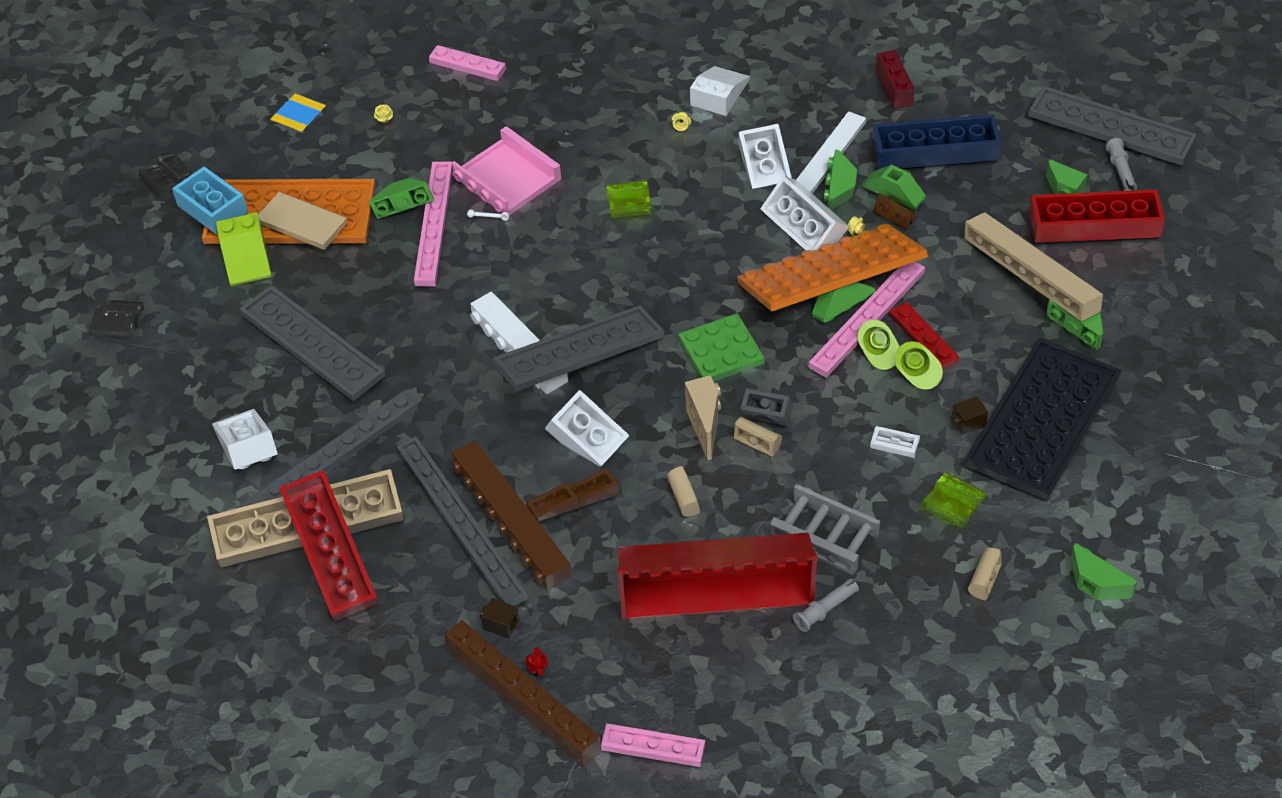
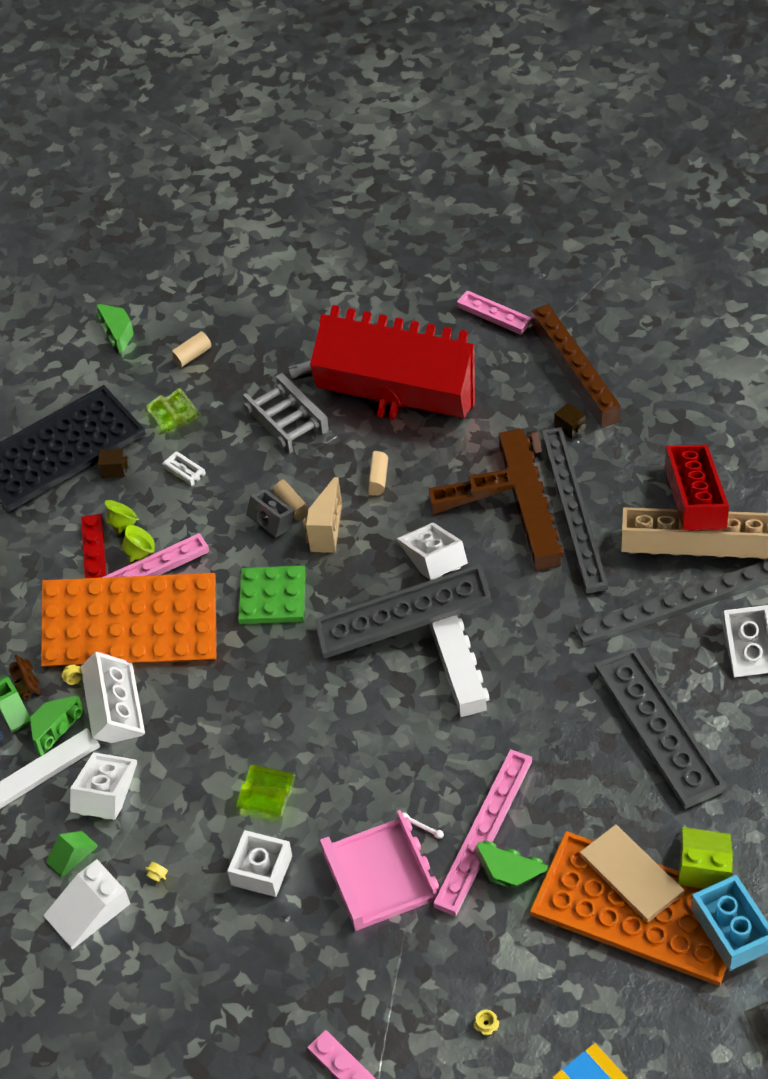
camera: 155 degrees left, 0 degrees up
(532, 585) = (535, 440): none -> reddish brown tile
(537, 662) = (554, 383): red plate -> none
(599, 141) = (260, 863): none -> white brick
(756, 114) = (69, 851): none -> bright green slope

